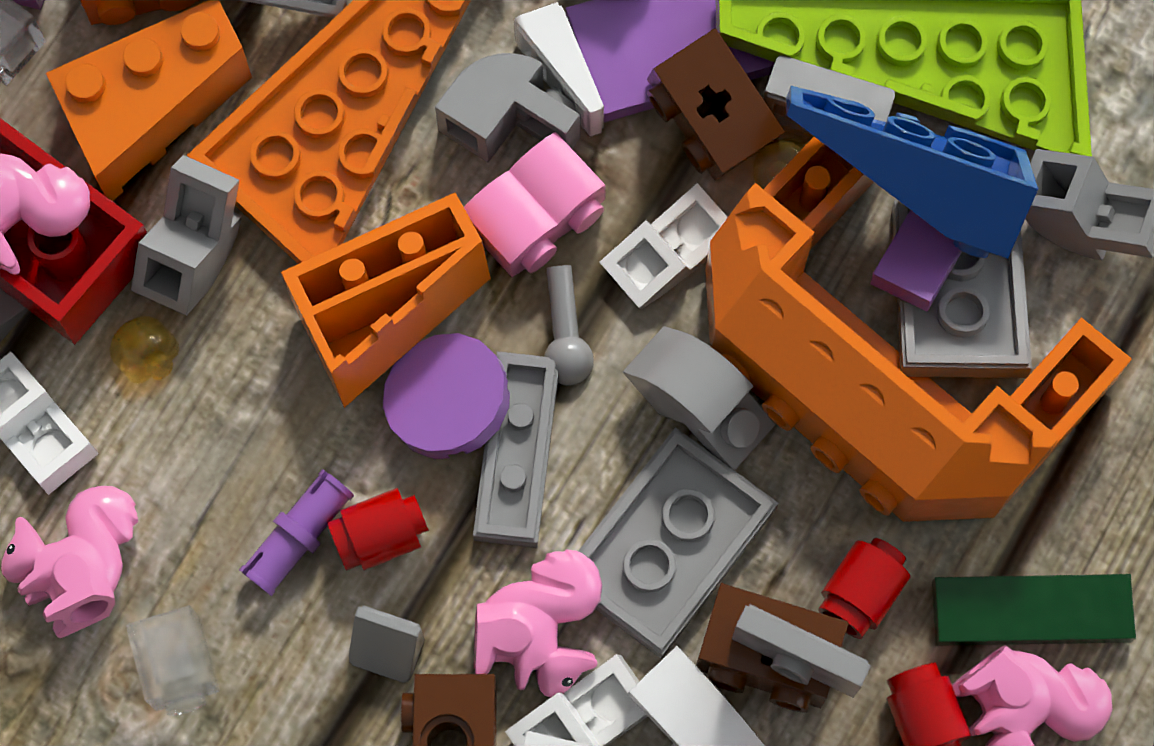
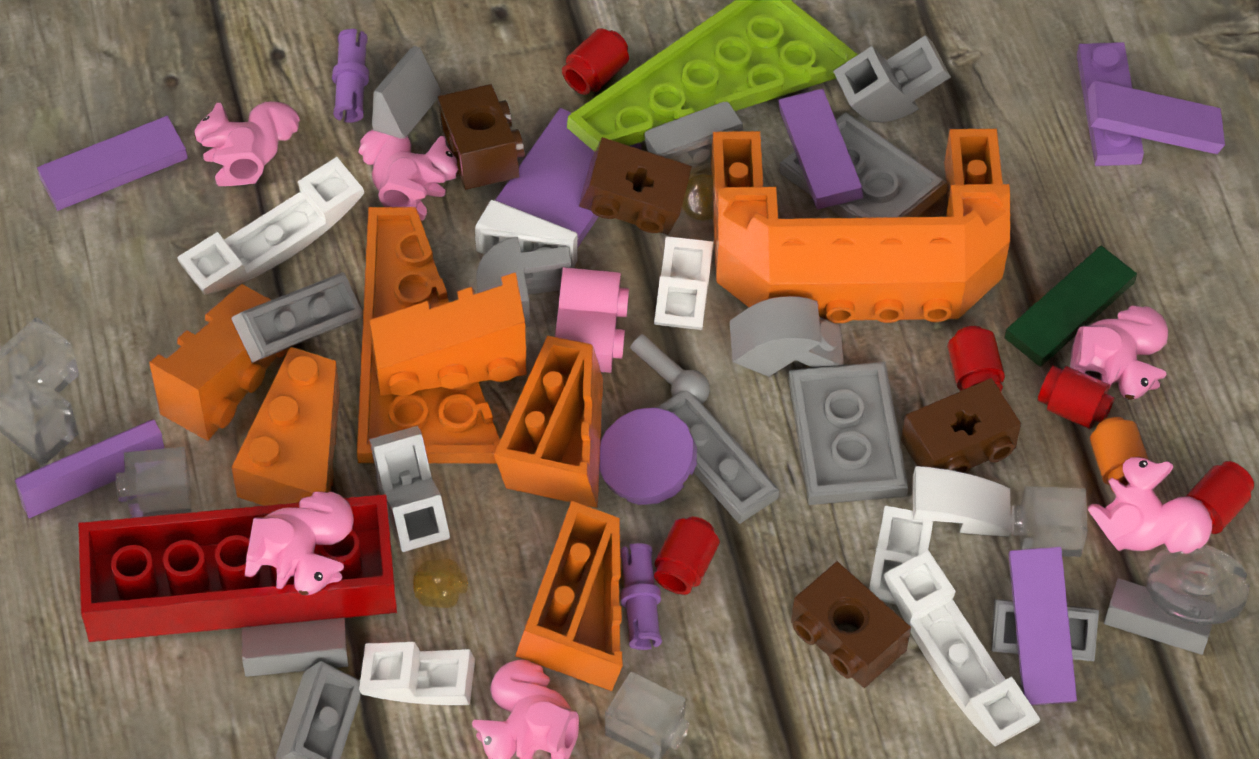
camera: 45 degrees left, 15 degrees down
(224, 484) = (577, 605): none -> orange wedge
(360, 122) = (452, 343): none -> orange wedge
(385, 644) = (753, 608): light grey slope -> none
(524, 617) = (820, 532): bright pink animal -> none
(800, 653) = (987, 404): light grey plate -> none
(955, 182) = (815, 112): blue wedge -> none

